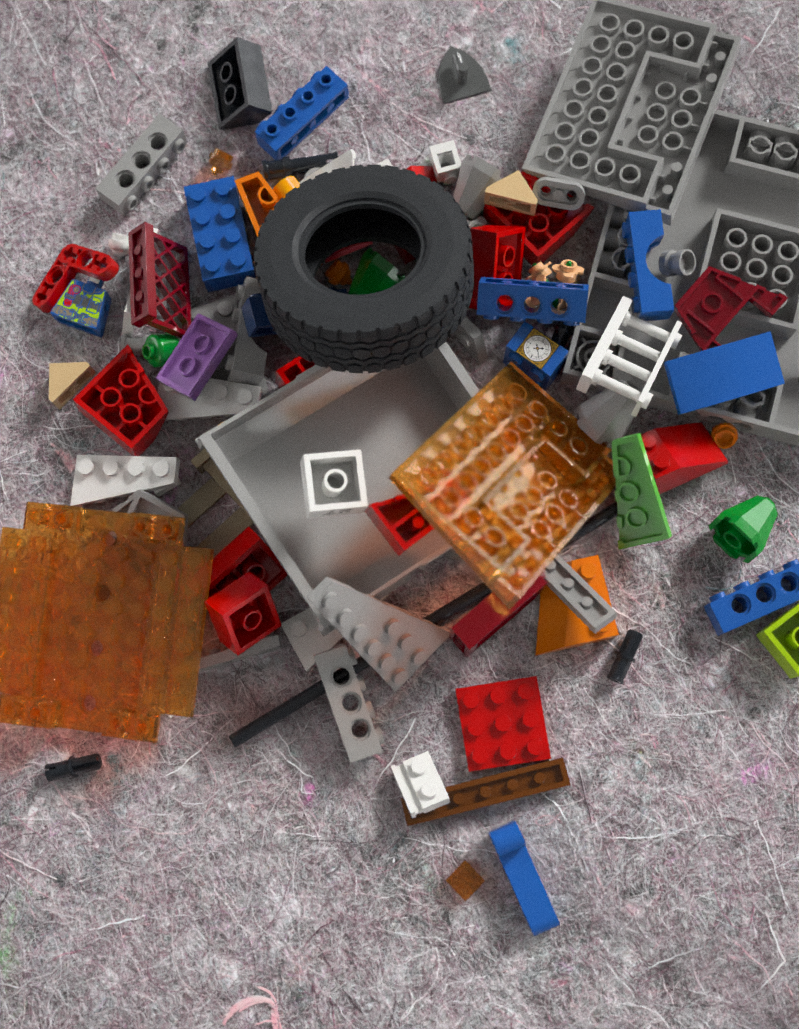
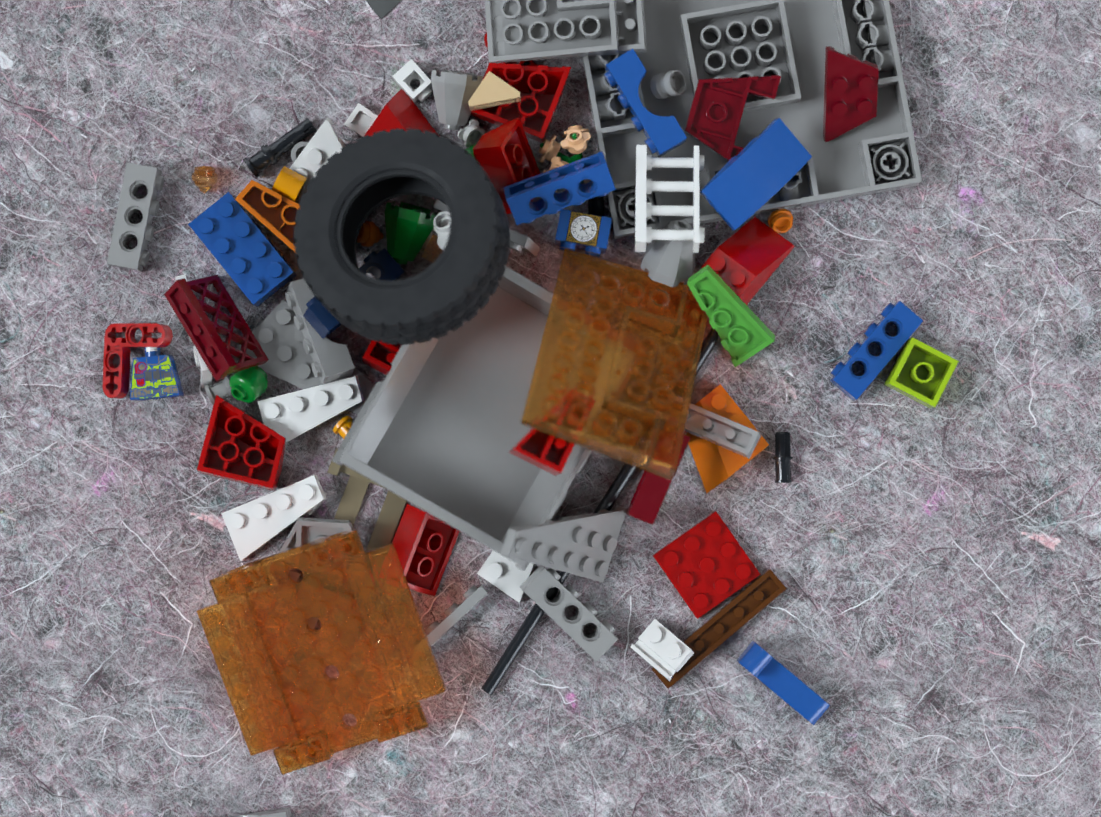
camera: 30 degrees left, 10 degrees up
(67, 380) = (176, 452): tan slope -> none
(73, 767) = (364, 778): black axle -> none
(119, 245) = (155, 302): white plate -> none
(196, 356) = (285, 378): medium lavender tile -> none
(239, 85) = (184, 95): black slope -> none
(243, 613) = (444, 582): red brick -> none
(302, 113) = (256, 96): blue brick -> none
(333, 483) = (473, 445): white brick -> none
(465, 880) = (736, 708): clear orange plate -> none
(558, 195) = (533, 73): light grey plate -> none
(745, 527) = (835, 296): green cone -> none

